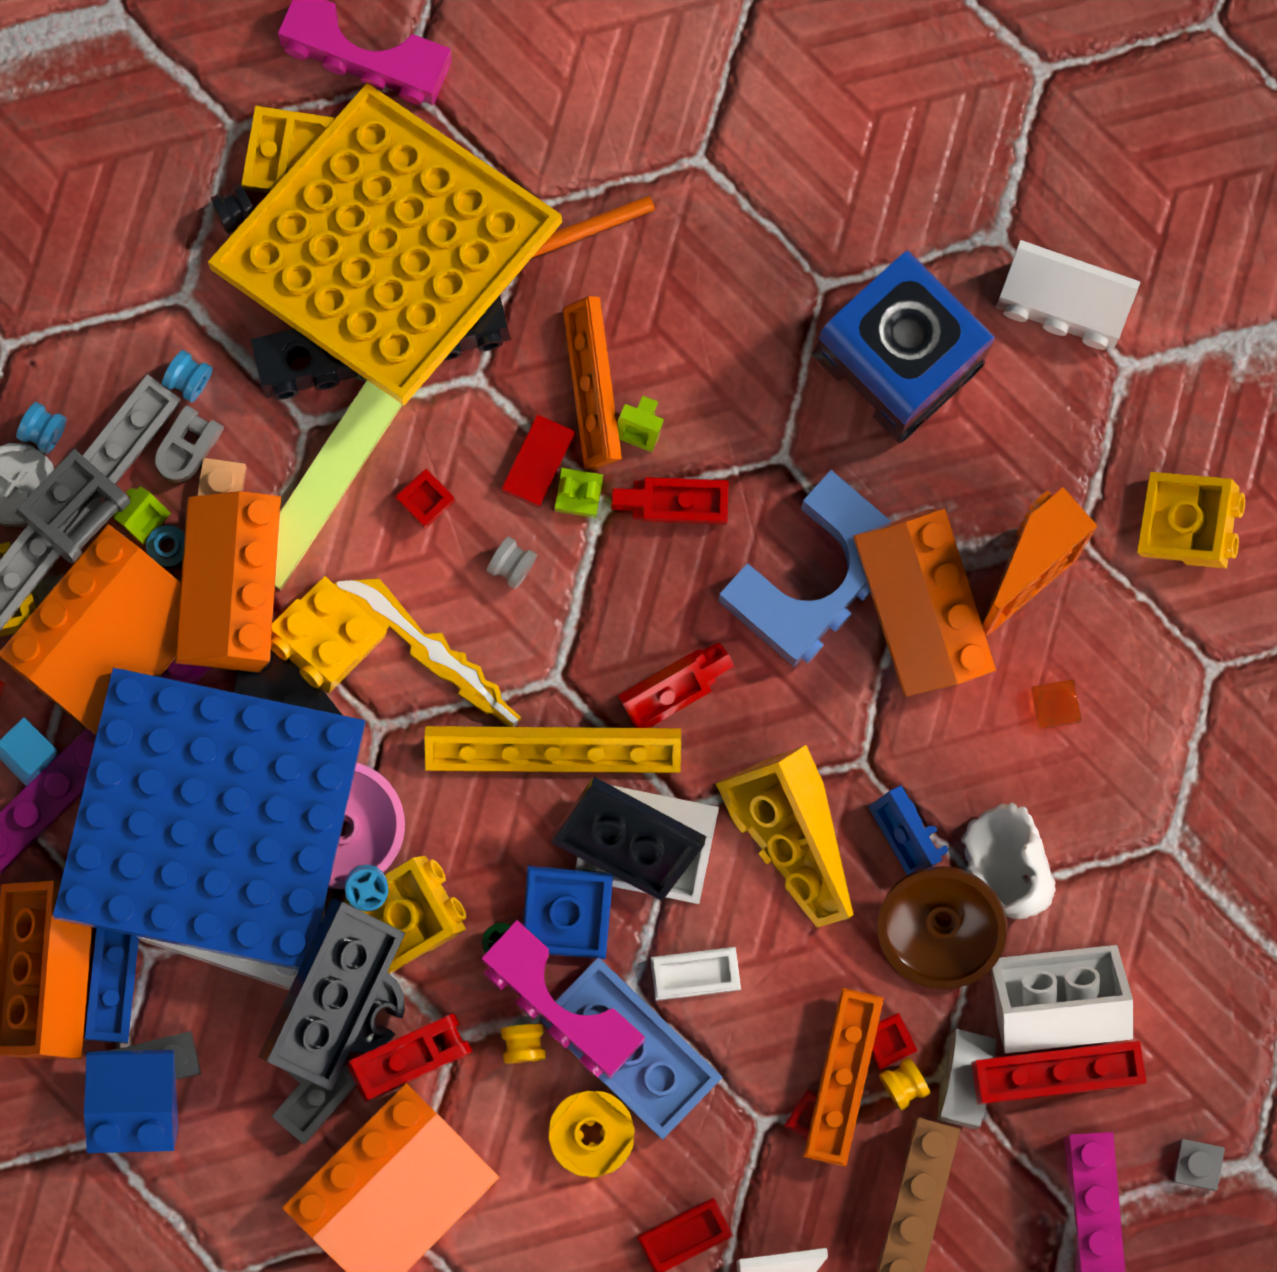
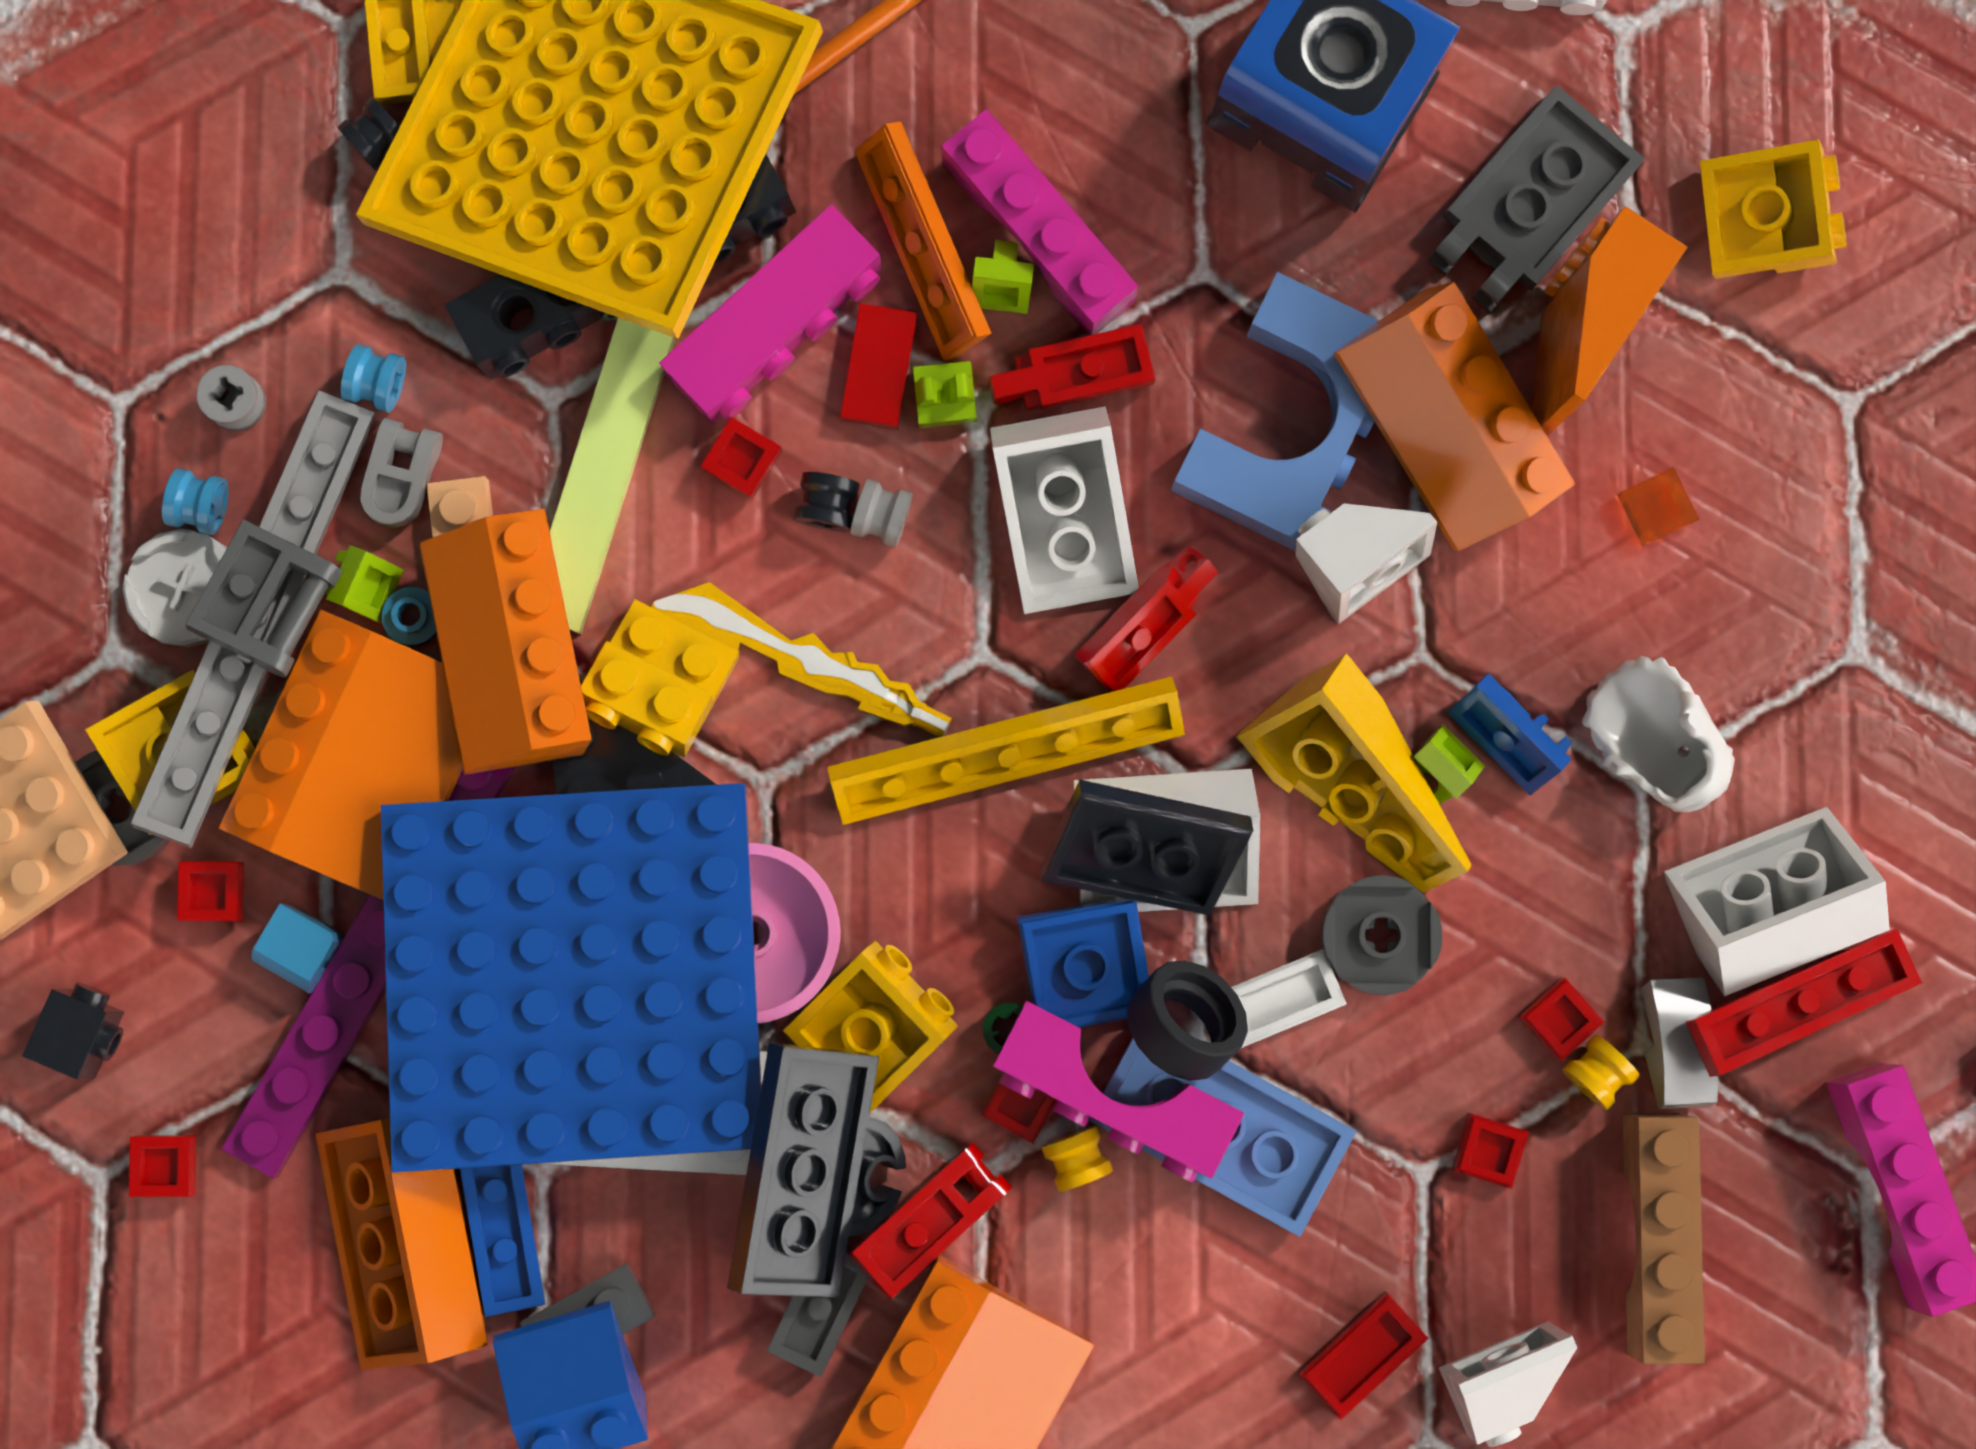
camera: 15 degrees left, 5 degrees up
(87, 372) = (243, 403): none -> light grey wheel
(369, 897) = (809, 1024): dark azure wheel -> none
(474, 406) = (773, 315): none -> dark pink brick
(475, 544) = (826, 501): none -> black wheel
(492, 1001) = (1019, 1113): none -> red tile
(588, 1109) = (1214, 1286): yellow plate -> none
(610, 981) = (1165, 1041): none -> black tyre
(639, 594) = (1064, 509): none -> white slope
(677, 392) = (1058, 241): none -> dark pink arch
(799, 935) = (1404, 911): none -> dark grey plate
(835, 678) = (1361, 552): none -> white slope
(843, 1077) = (1518, 1087): orange tile -> none
(858, 841) = (1449, 763): none -> lime tile
(935, 950) = (1600, 878): reddish brown dish -> none
(1033, 456) = (1536, 196): none -> dark grey tile

